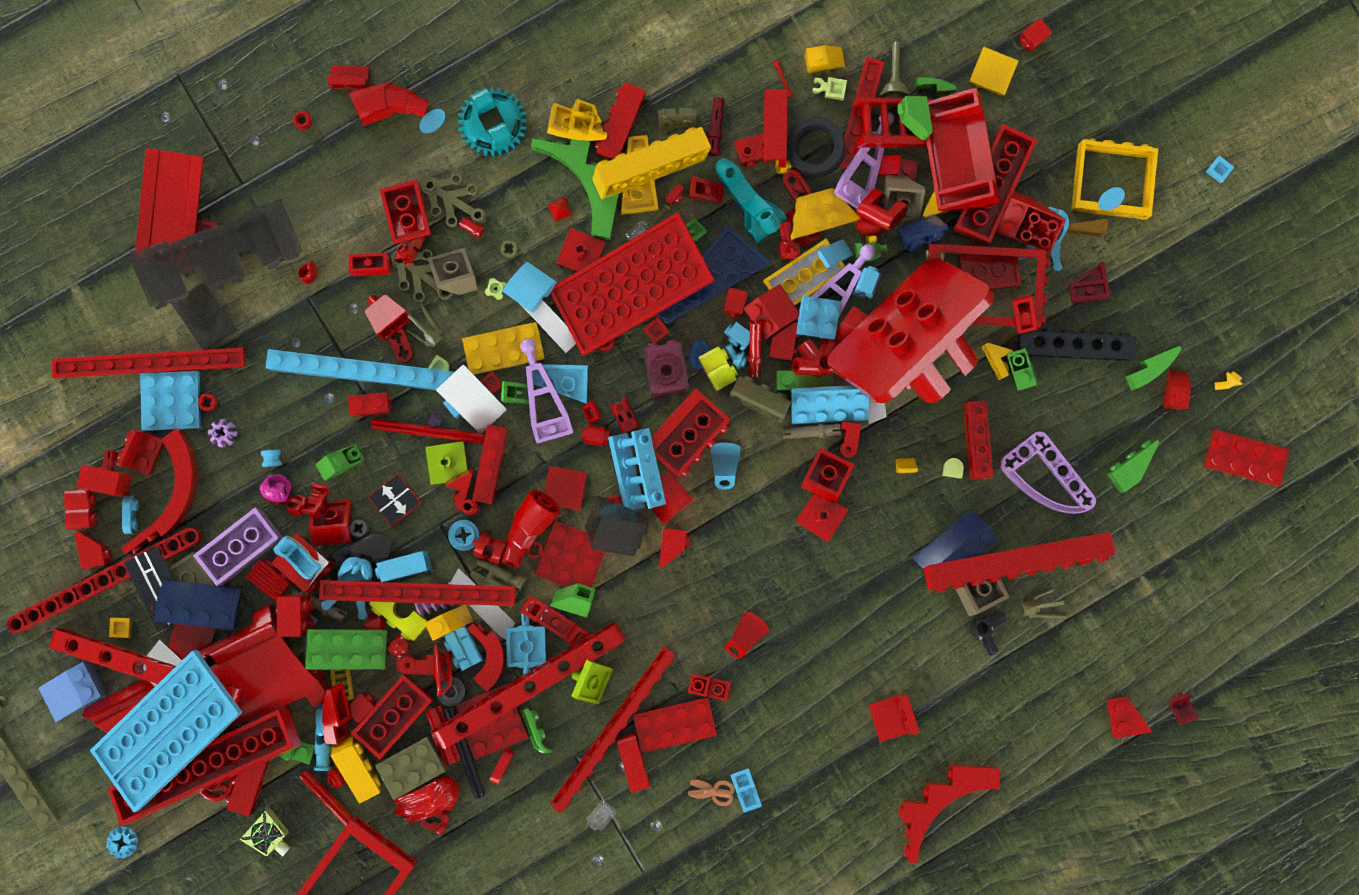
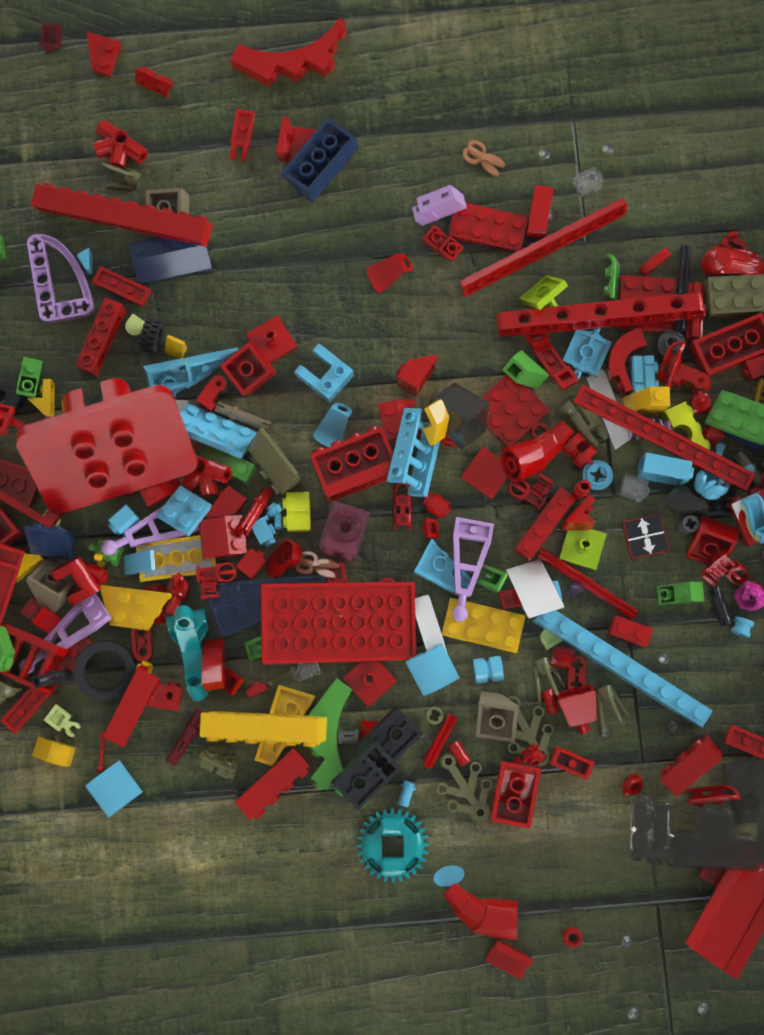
camera: 155 degrees left, 5 degrees down
(230, 296) = (717, 795): none -> red piece
(263, 314) = (691, 765): none -> red wedge
(299, 468) = (720, 606): none -> black pin
(365, 340) = (609, 694): none -> olive plant
(411, 308) = (550, 702): none -> red pin
(419, 353) = (562, 657): none -> red plate
(424, 537) = (634, 488): none -> clear brick
(480, 310) = (488, 670): none -> medium azure wheel
(490, 290) = (464, 689): yellowish green plate -> none
(494, 228) = (440, 740): none -> red axle
(502, 171) = (406, 793): none -> medium azure pin
(511, 490) = (536, 494): none -> red piece
(540, 185) = (376, 758): none -> black bracket
(576, 123) = (314, 804): yellow slope -> none
(581, 194) = (347, 737): none -> dark grey bush
(629, 505) = (439, 422): none -> yellow slope
(676, 329) = (316, 565): none -> nougat piece
(698, 348) = (306, 539): clear blue sticker -> none
(709, 321) = (286, 555): none -> red cap
(722, 197) = (214, 664): none -> red slope
(734, 714) = (438, 205): none -> lavender piece
(746, 502) = (332, 381): none -> medium azure brick
(746, 790) = (453, 144): medium azure slope -> none
(756, 53) = (113, 789): none -> medium azure slope
(767, 271) = (209, 577): none -> red piece
(856, 115) = (43, 680): none -> black pin
(863, 710) = (320, 160): none -> dark blue slope
(894, 438) = (186, 371): none -> medium azure wedge
(932, 463) = (151, 336): none -> black tyre
(951, 703) = (242, 133): none -> red hinge
(985, 498) = (121, 286): none -> red plate
(988, 624) = (183, 172): black axle -> none
(1030, 506) = (86, 259): none -> medium azure slope
(1057, 625) = (117, 151): none -> red piece
(1071, 713) = (148, 79): none -> red hinge

